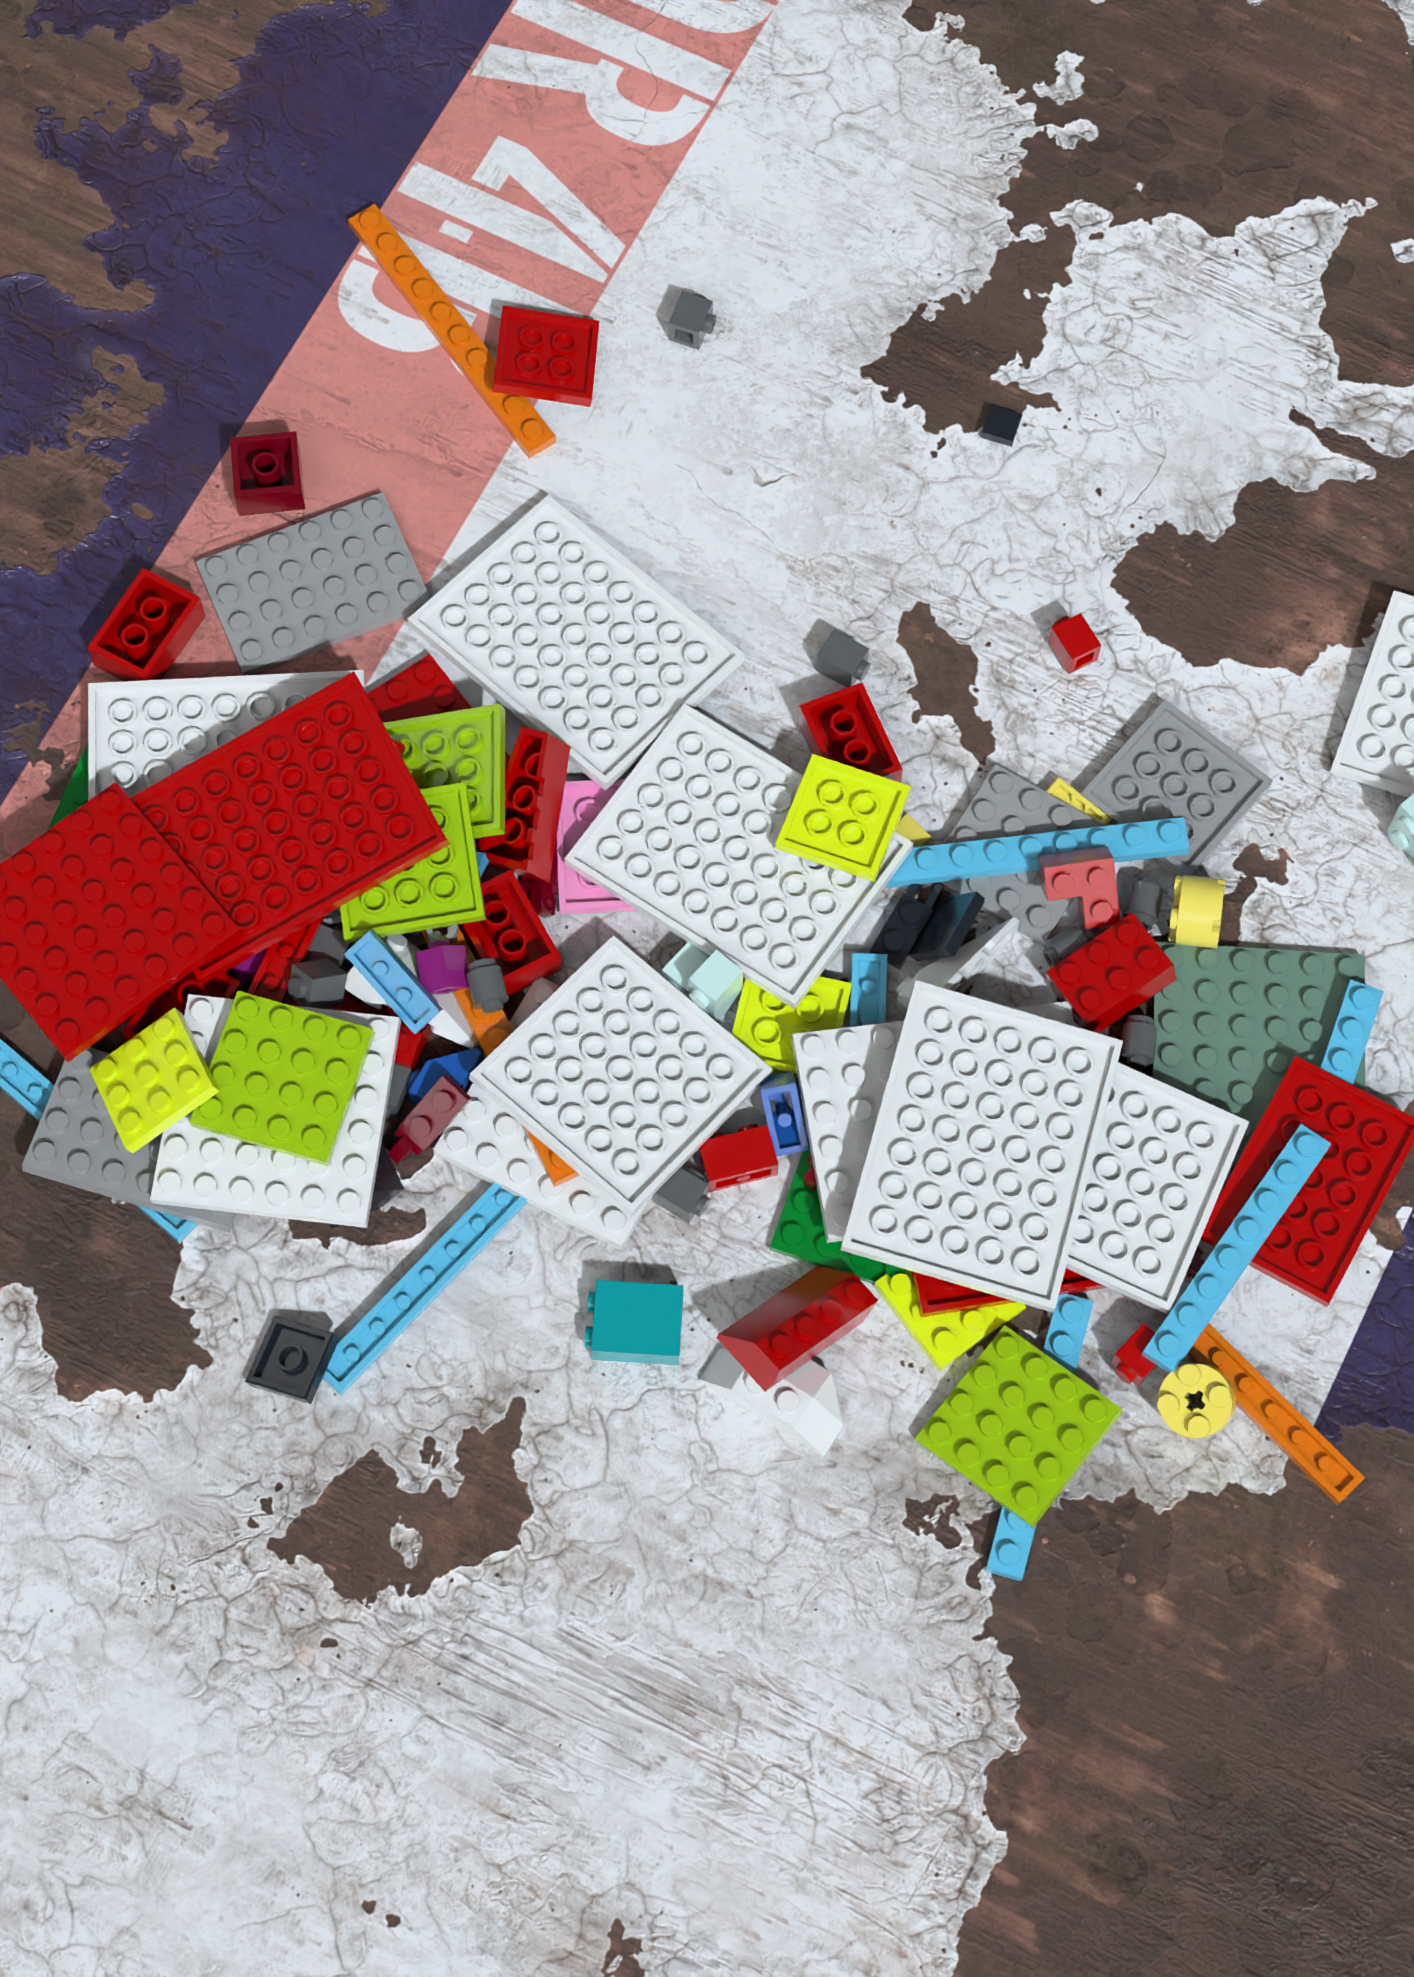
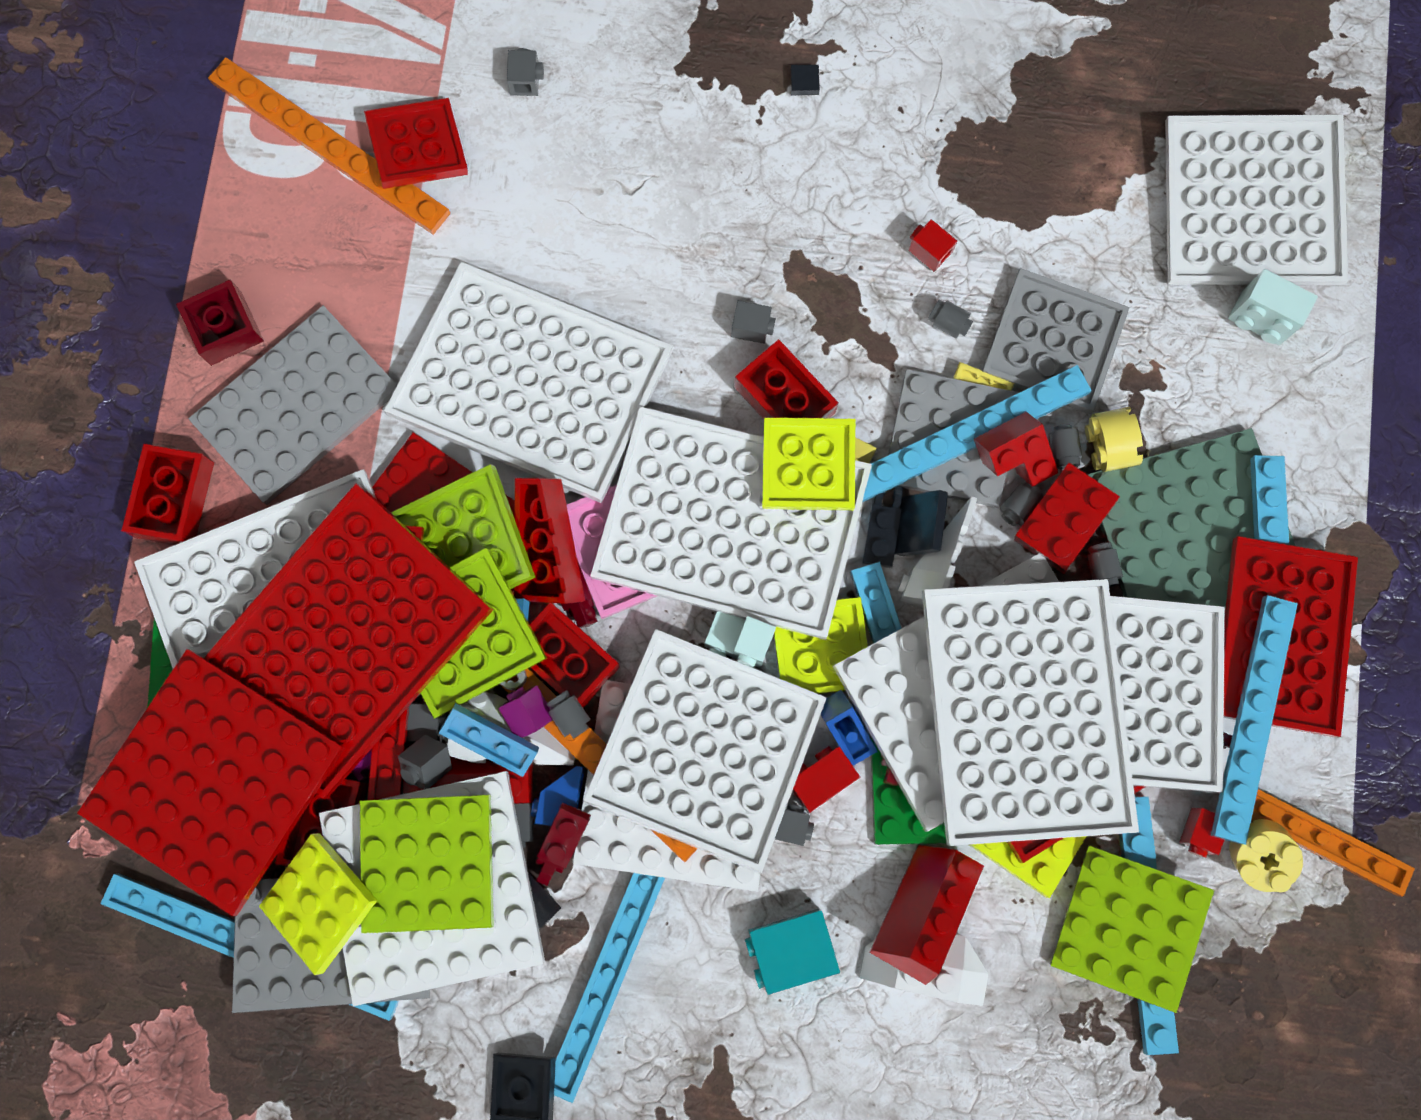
camera: 20 degrees left, 10 degrees up
(1066, 727) = (950, 318): none -> dark grey brick

